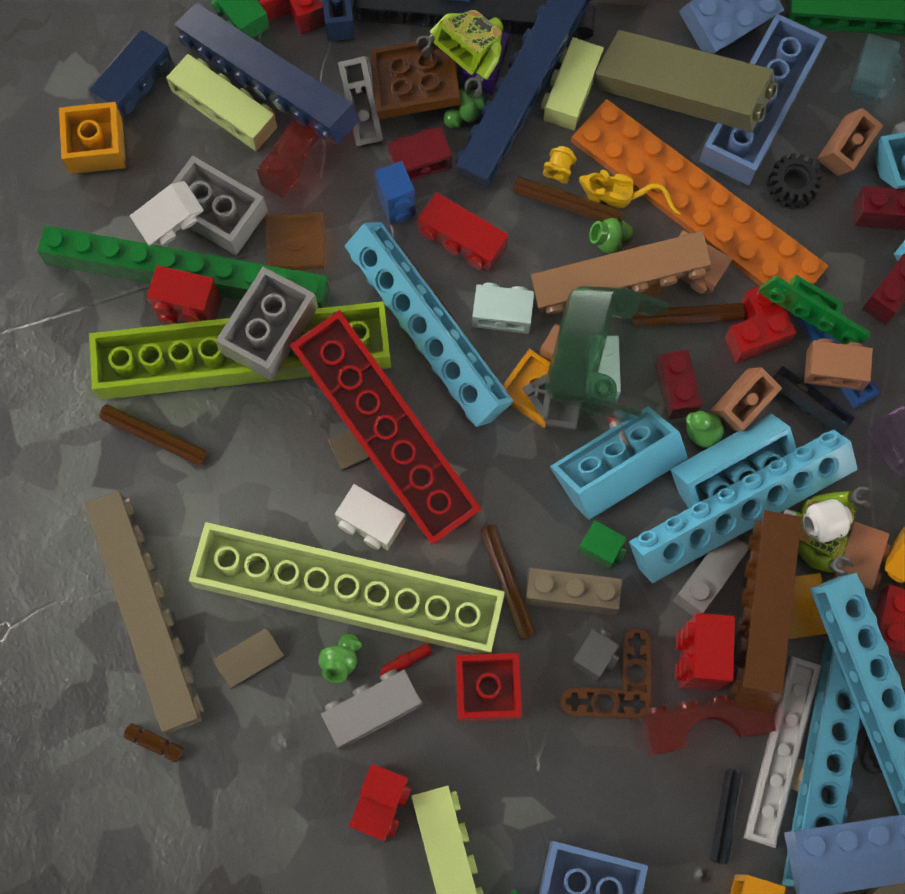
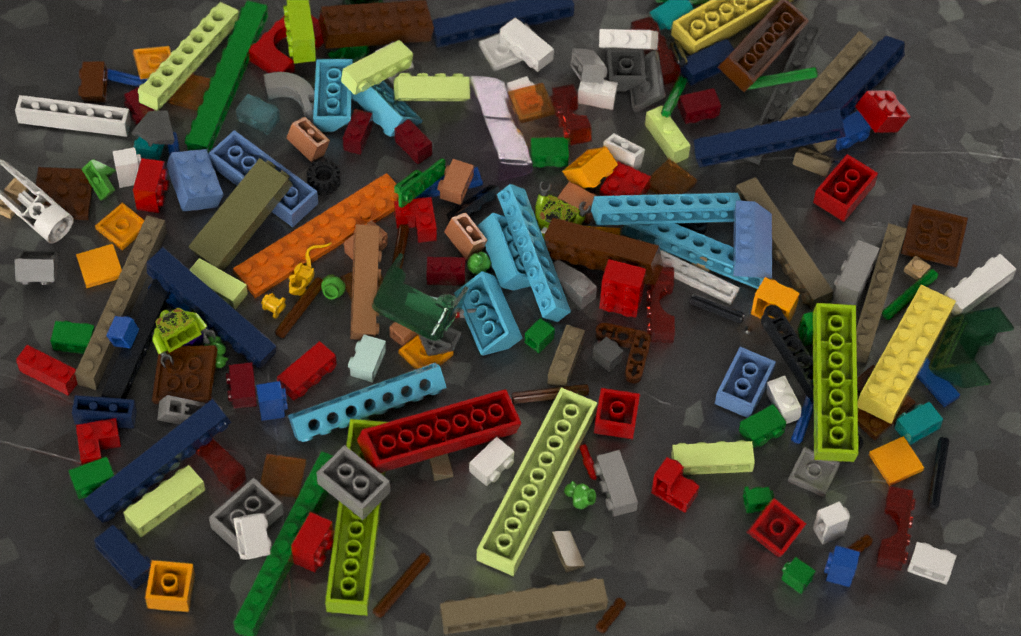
camera: 80 degrees left, 15 degrees down
(827, 520) = (556, 207): white head -> none

